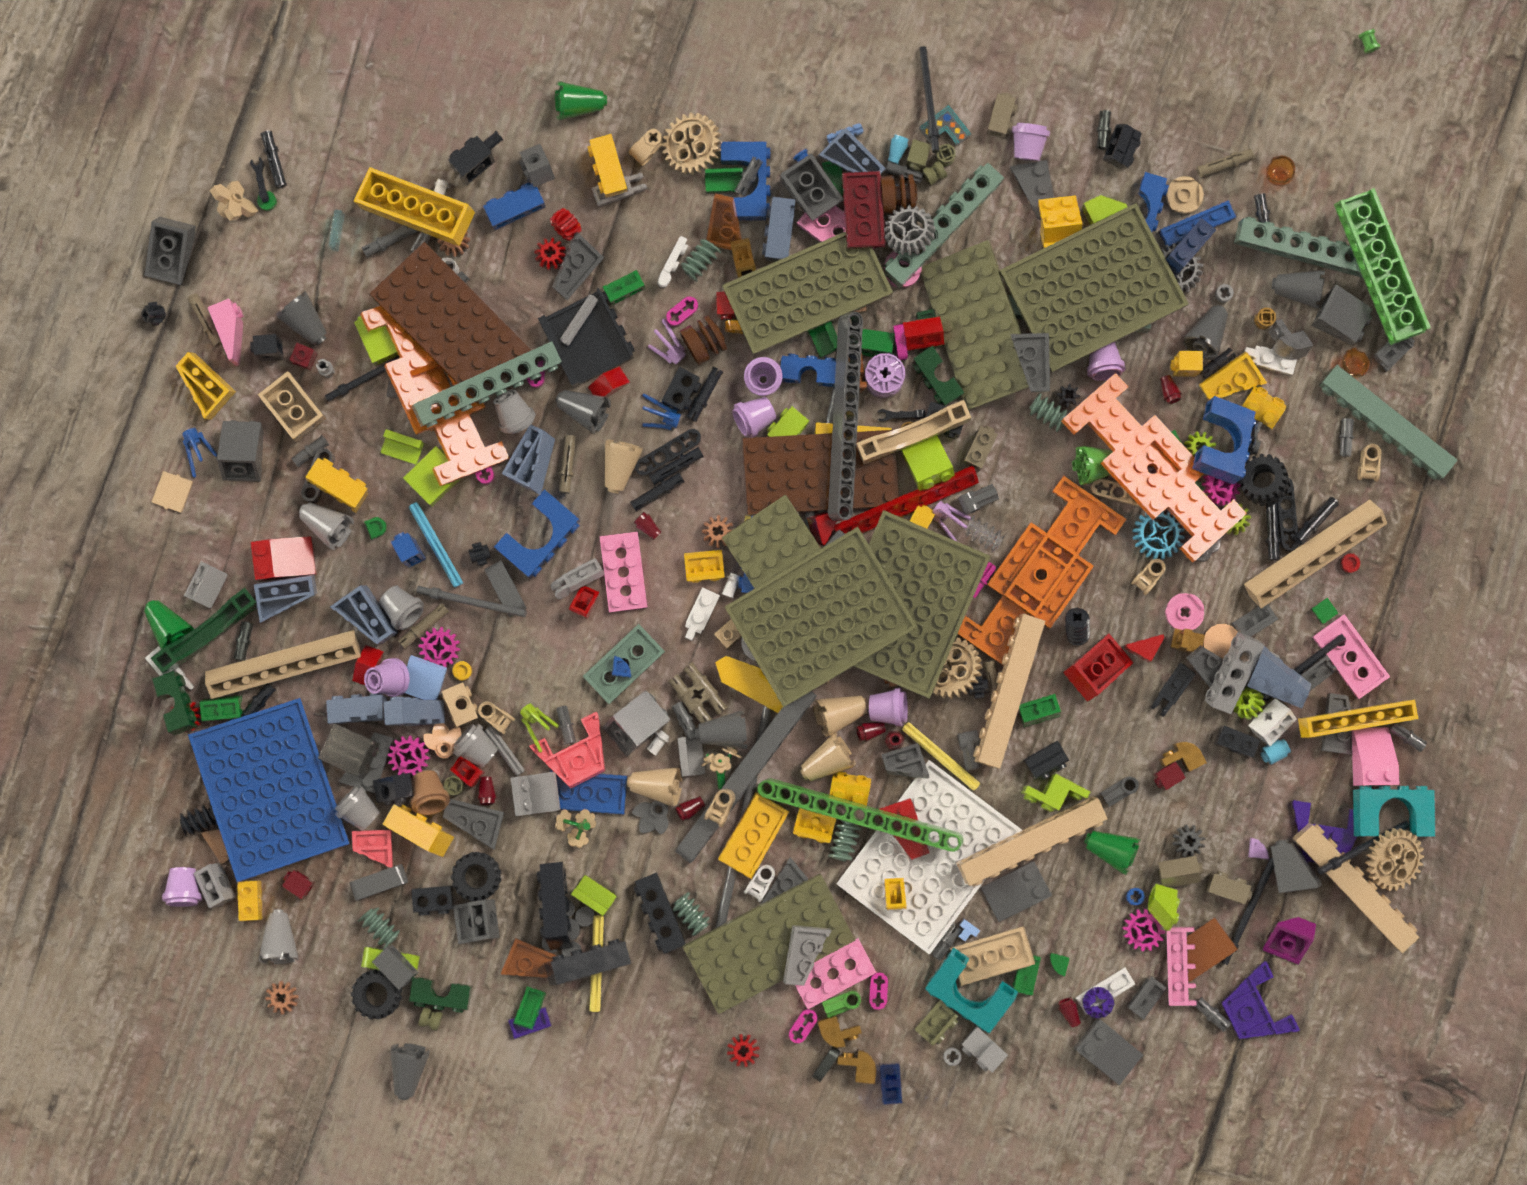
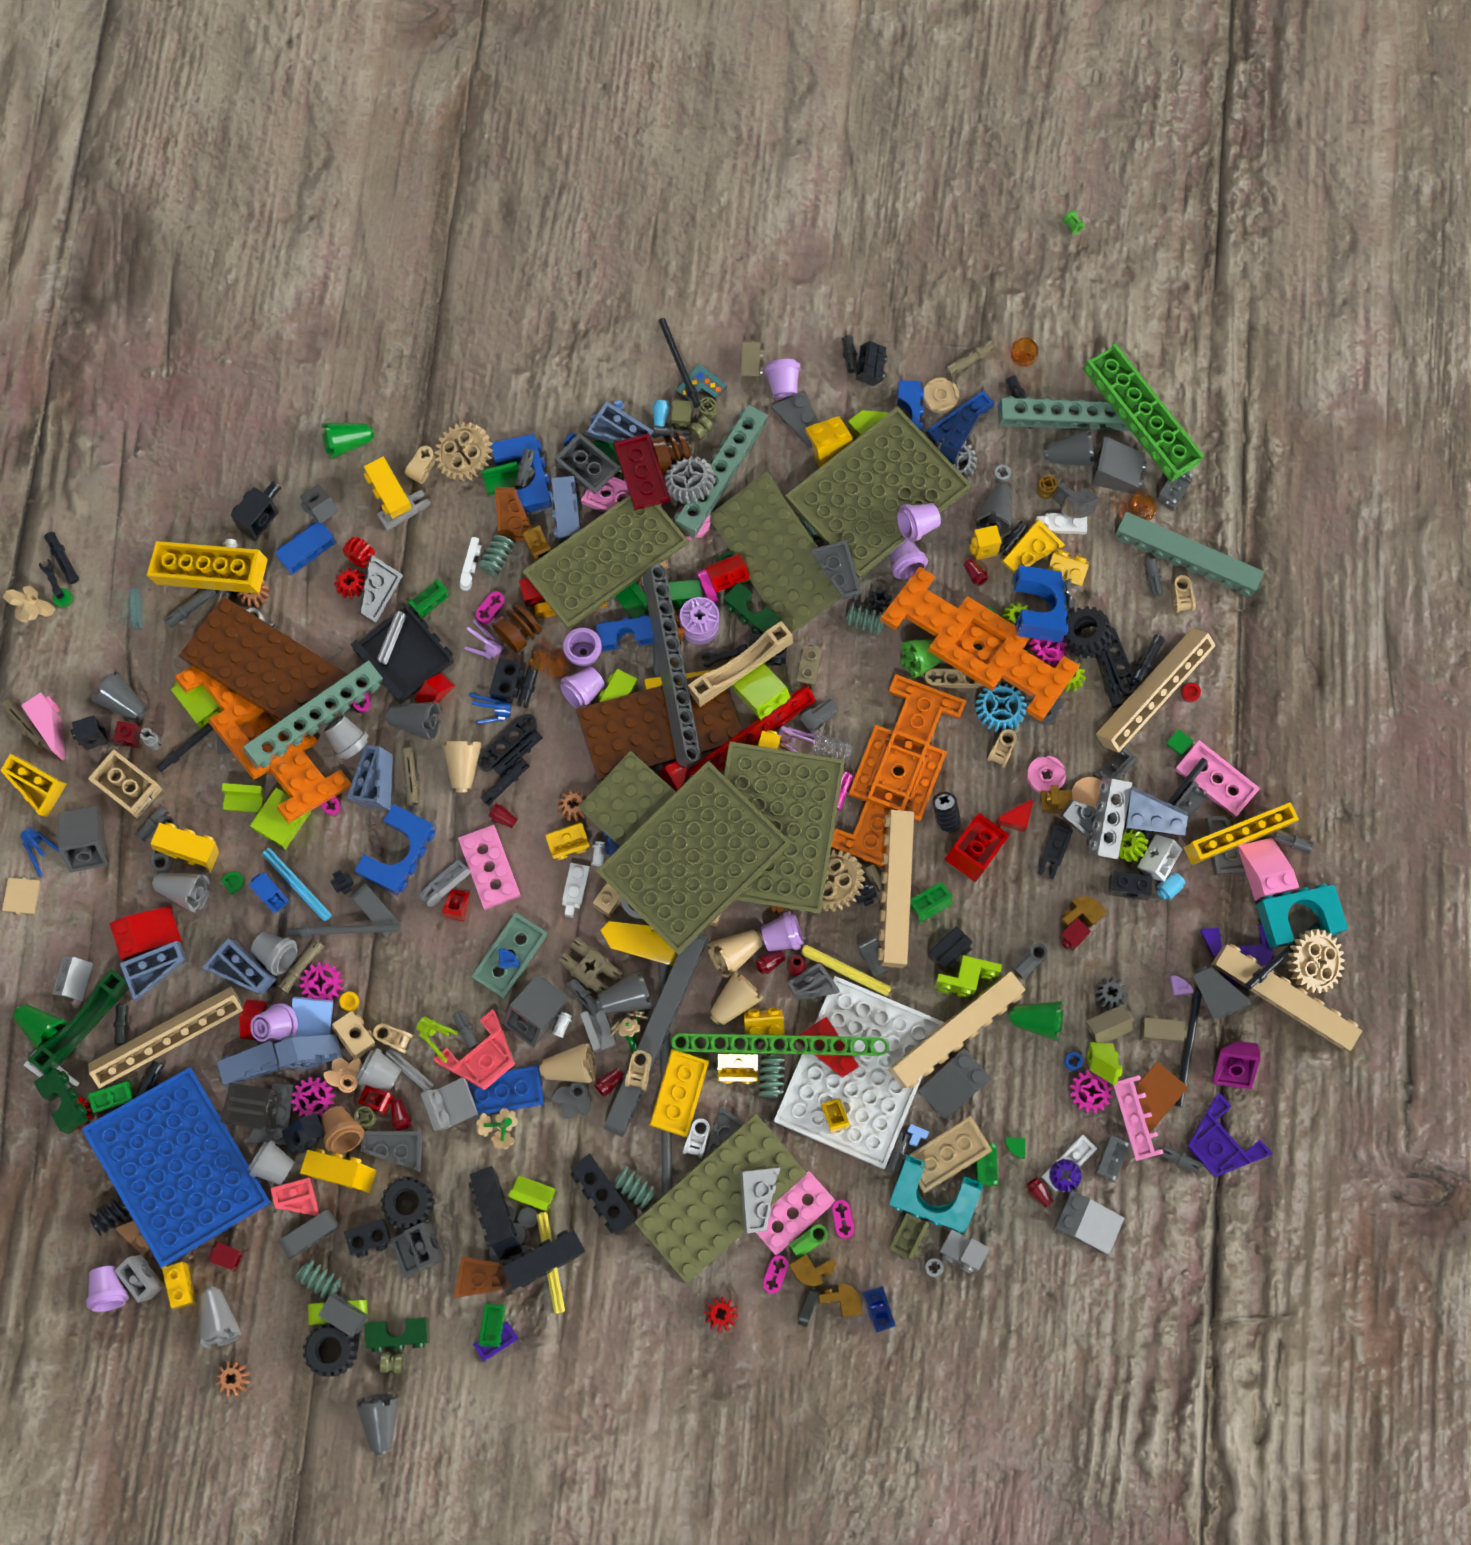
camera: 15 degrees left, 10 degrees down
(733, 386) = (555, 665): none -> clear orange hinge
(1124, 330) = (917, 520): none -> lavender piece

